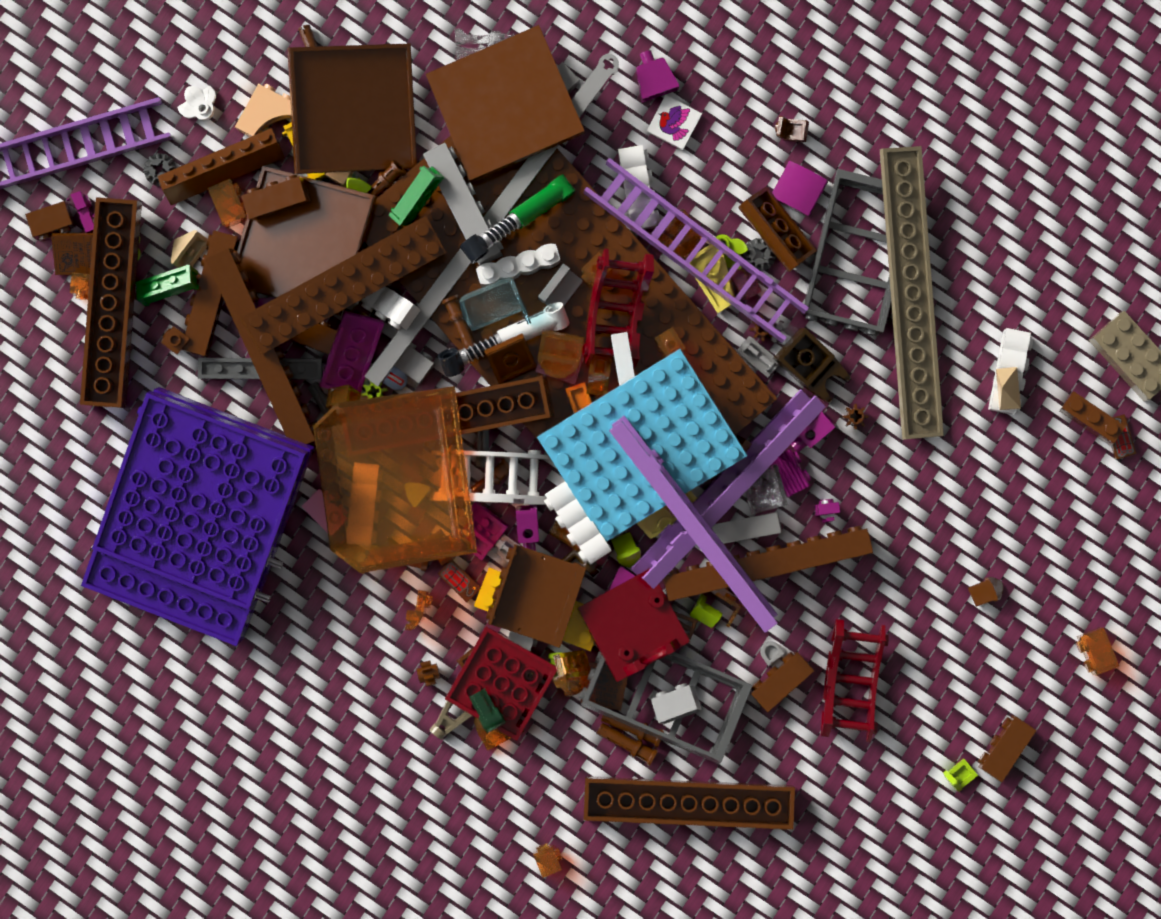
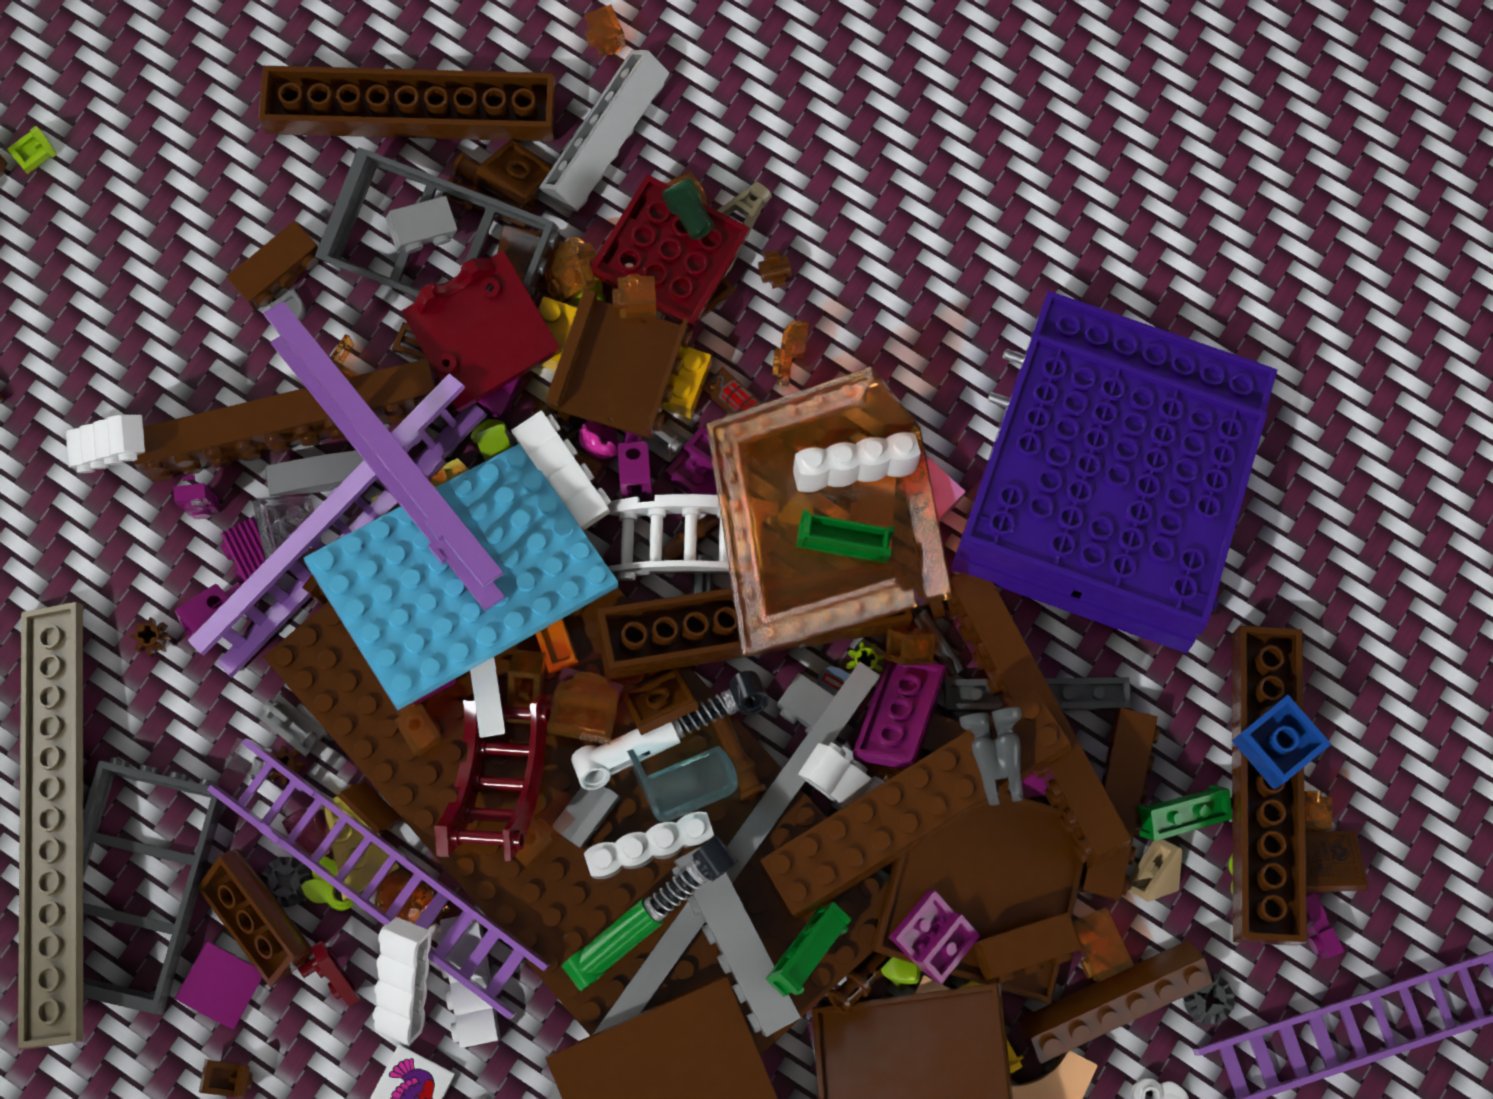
camera: 175 degrees right, 10 degrees down
(50, 220) = (1369, 912): reddish brown brick -> none
(101, 323) = (1281, 742): none -> blue brick
(175, 340) = (1167, 731): reddish brown bracket -> none
(287, 306) = (996, 757): none -> dark grey piece
(335, 204) = (934, 936): none -> magenta slope
(379, 520) = (848, 462): none -> white brick
(385, 467) = (844, 537): none -> green container
(524, 644) = (635, 296): none -> clear orange brick
(547, 780) = (604, 130): none -> light grey brick
(552, 546) = (599, 440): none -> dark pink hair
(610, 749) = (515, 172): none -> reddish brown tile
(678, 184) = (402, 980): none -> white brick
(704, 299) = (369, 807): none -> dark orange piece
(705, 613) = (379, 354): lime tile -> none
(727, 195) = (326, 964): none -> dark red plate
(816, 369) = (203, 708): dark brown brick -> none
(833, 677) = (202, 274): dark red fence -> none
(888, 545) = (105, 443): none -> white brick

